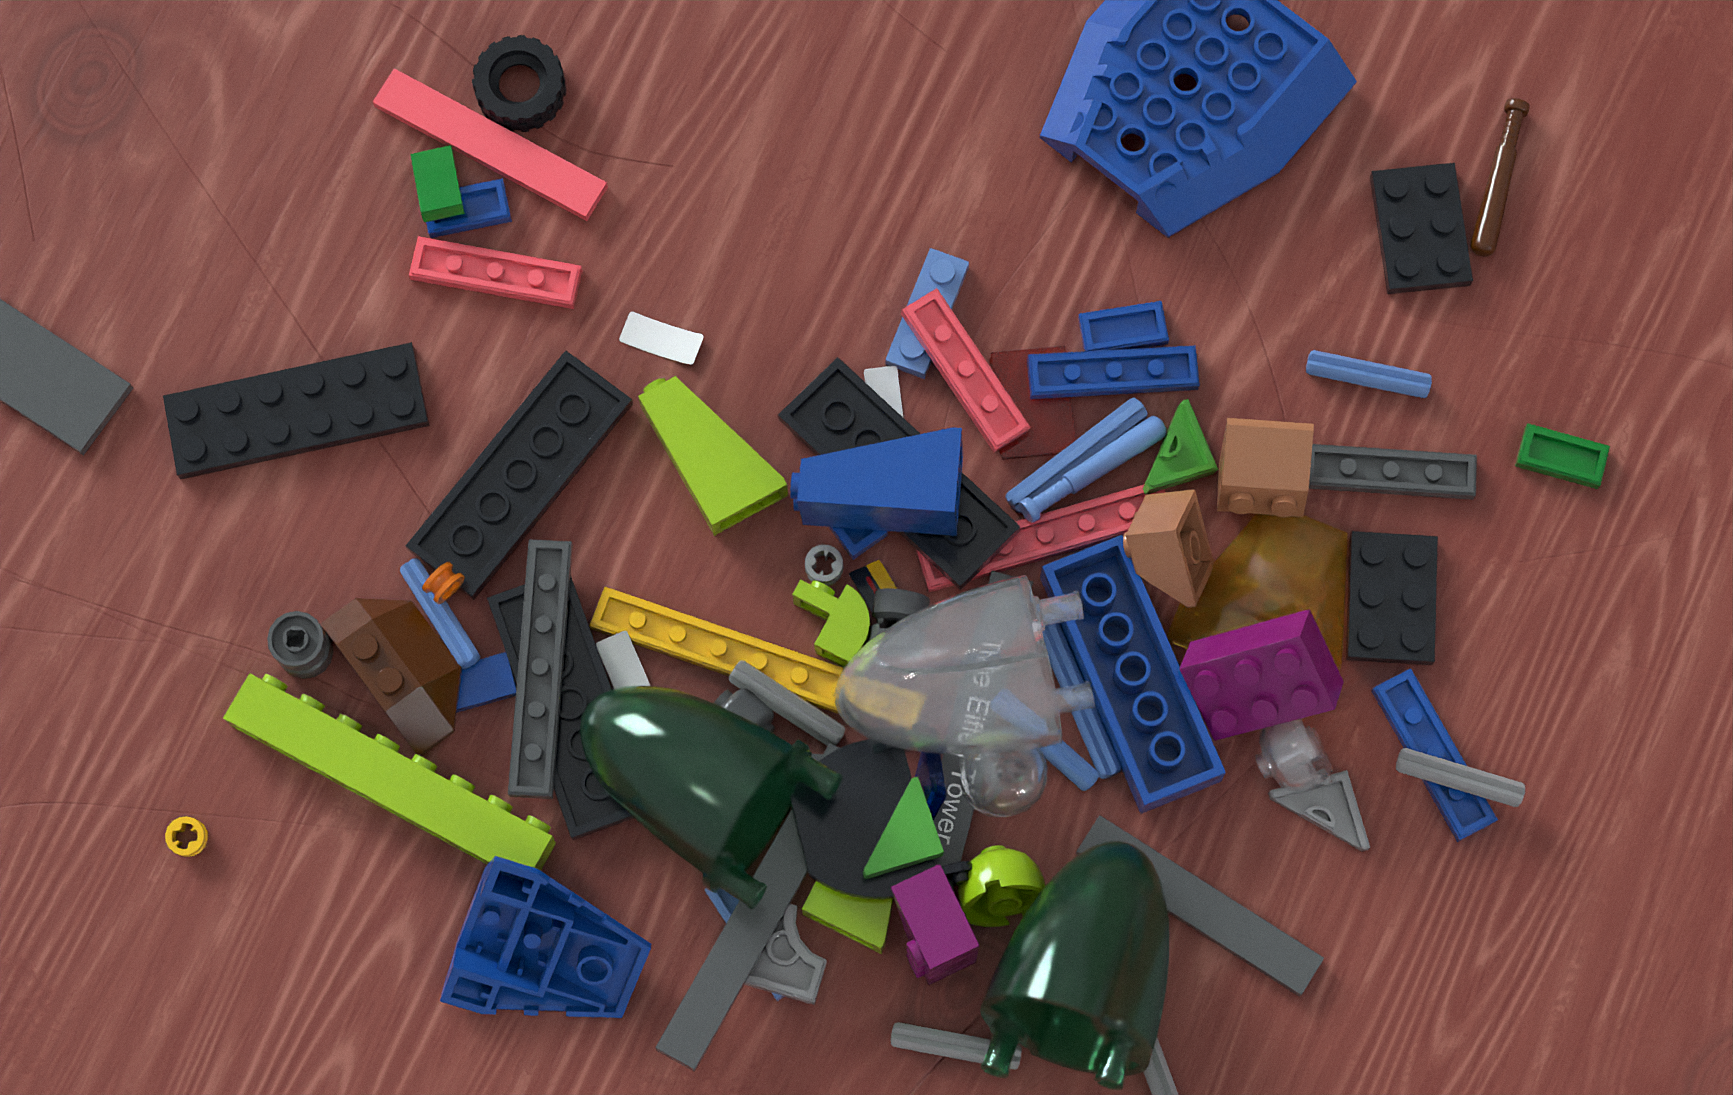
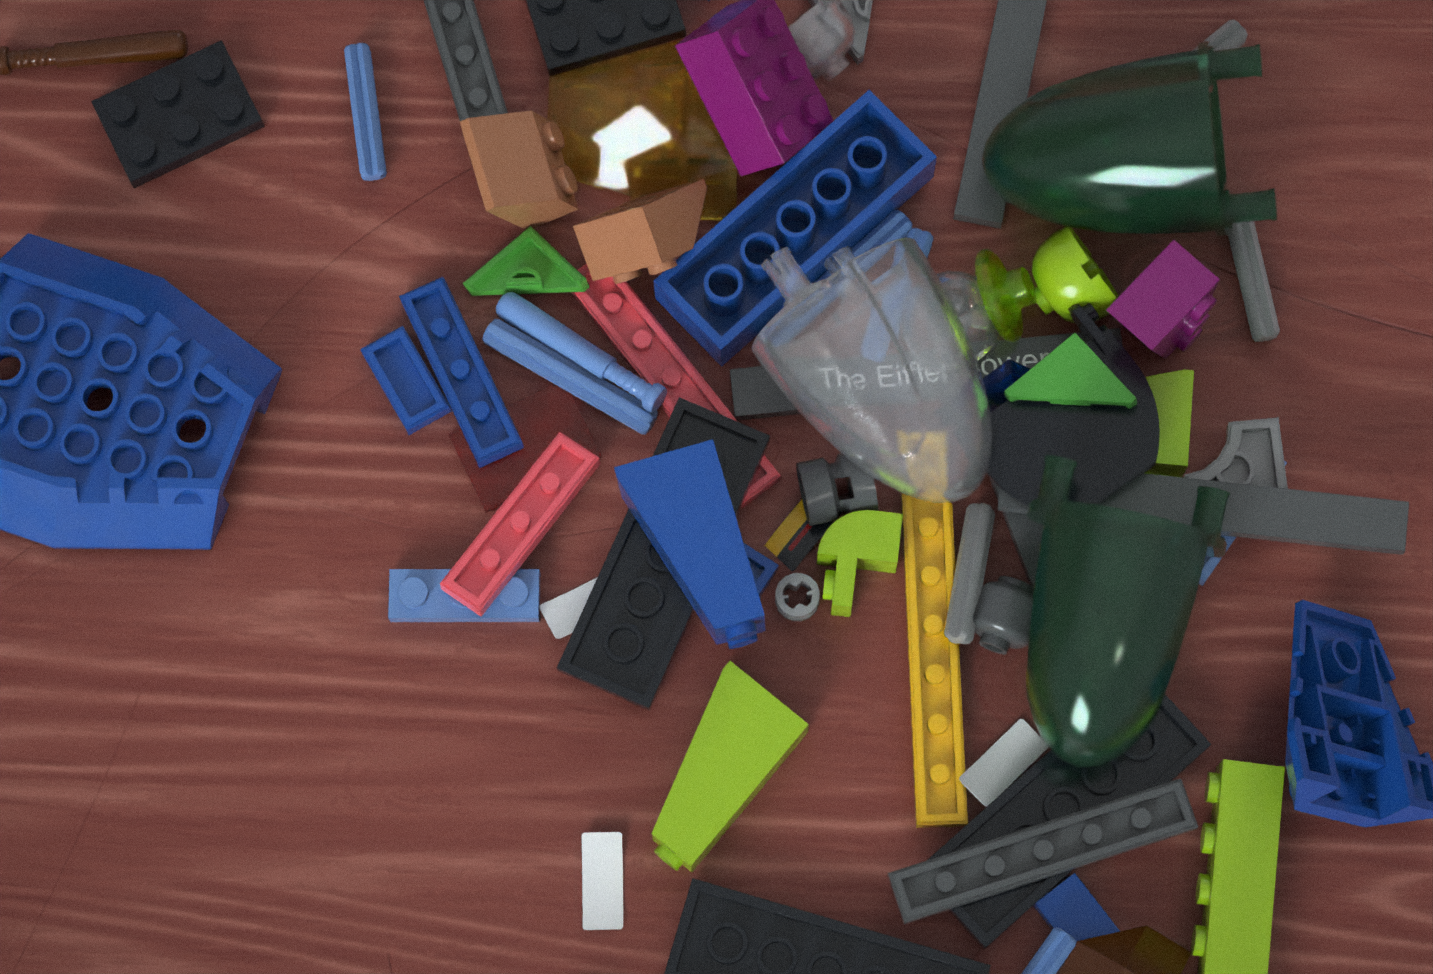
camera: 110 degrees left, 0 degrees up
(1008, 825) = (1004, 293): none -> clear neon green piece

